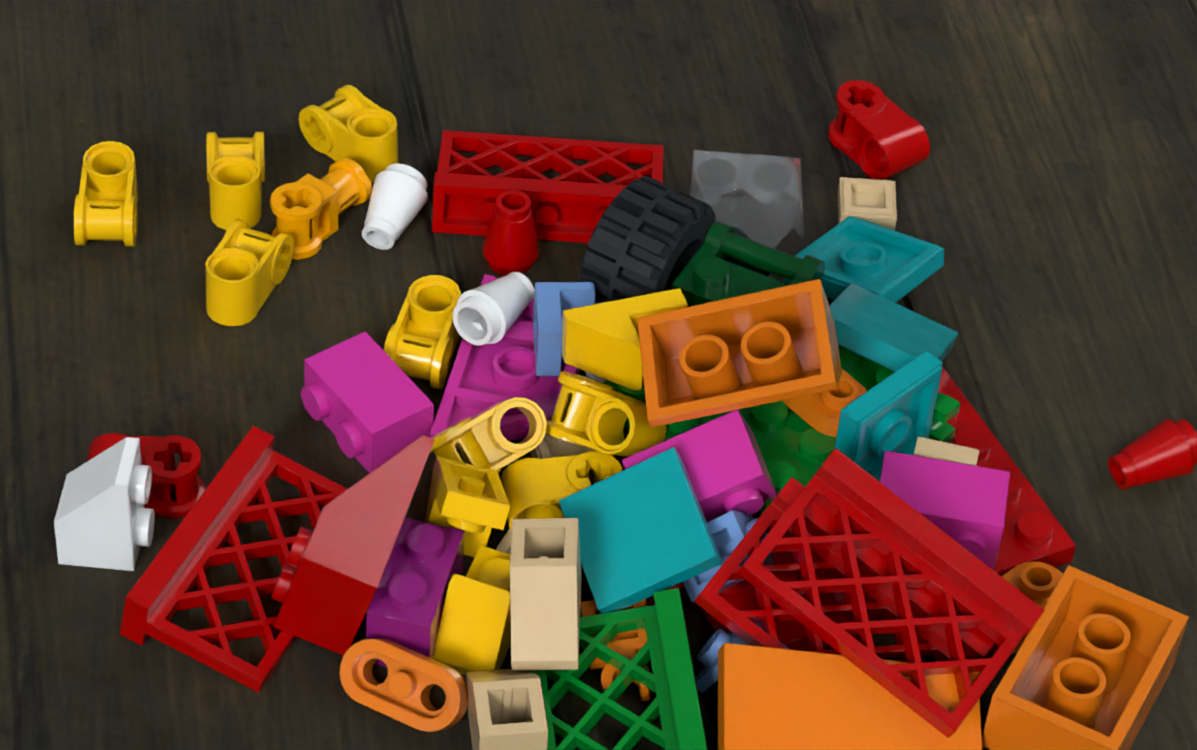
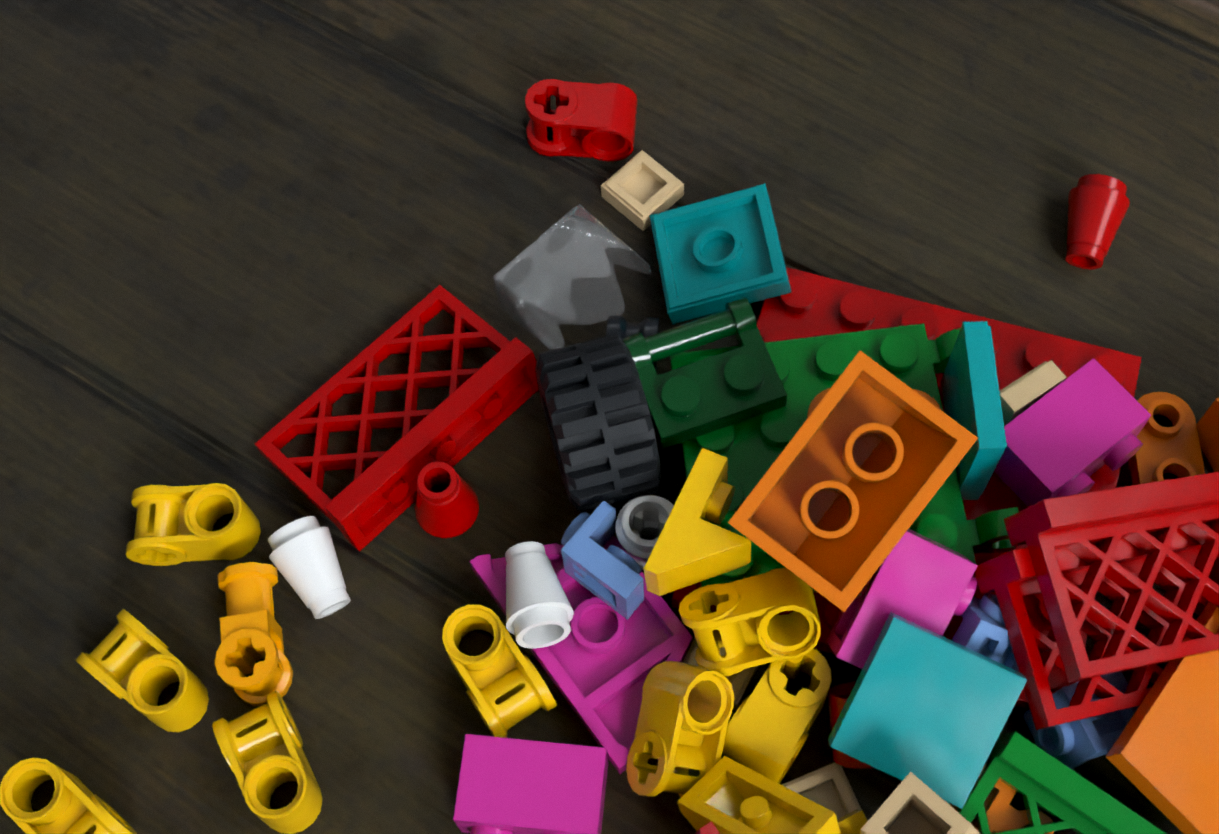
camera: 40 degrees left, 20 degrees up
(886, 329) = (846, 311): teal tile -> none

